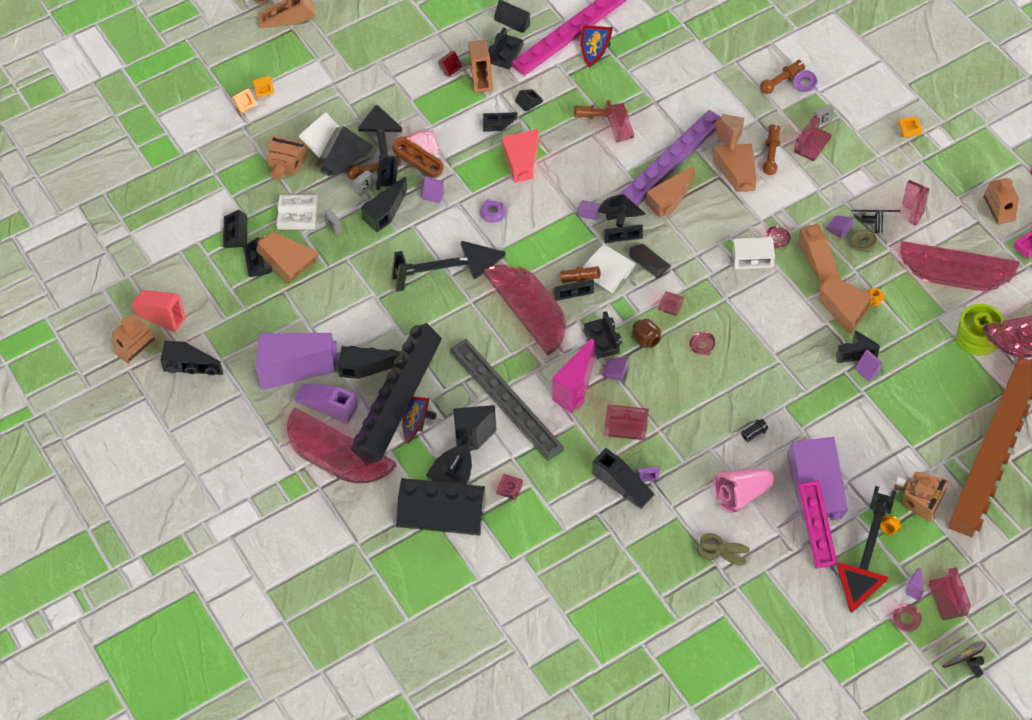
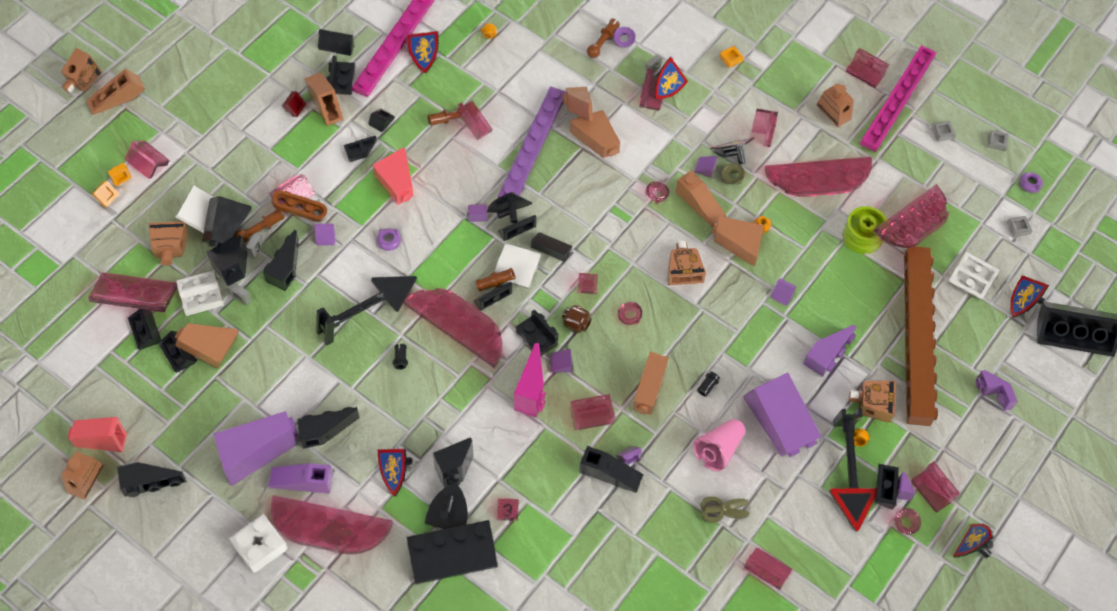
camera: 25 degrees left, 5 degrees up
(236, 194) = (133, 292): none -> clear pink tile
(255, 441) = (252, 554): none -> white brick
(292, 78) = (145, 158): none -> clear pink panel
(335, 188) = (230, 260): none -> black slope
(381, 122) = (249, 180): black piece -> none
(396, 394) = (369, 453): black brick -> none
(459, 324) = (400, 361): none -> black pin
(507, 399) = (472, 422): dark grey tile -> none
(667, 195) = (544, 180): nougat slope -> none
(668, 42) = (489, 31): none -> light orange plate
(695, 411) = (650, 383): none -> nougat slope
(743, 617) = (767, 568): none -> clear pink panel
(753, 253) = (642, 213): white brick -> none
(773, 141) = (624, 126): dark orange pin -> none
(776, 313) = (685, 266): none -> nougat torso
(817, 524) = (800, 459): dark pink tile -> none
(832, 133) = (669, 80): none -> shield
(853, 352) = (768, 278): black slope -> none
(890, 433) = (826, 350): none -> medium lavender slope
(898, 577) = (887, 486): none -> black slope

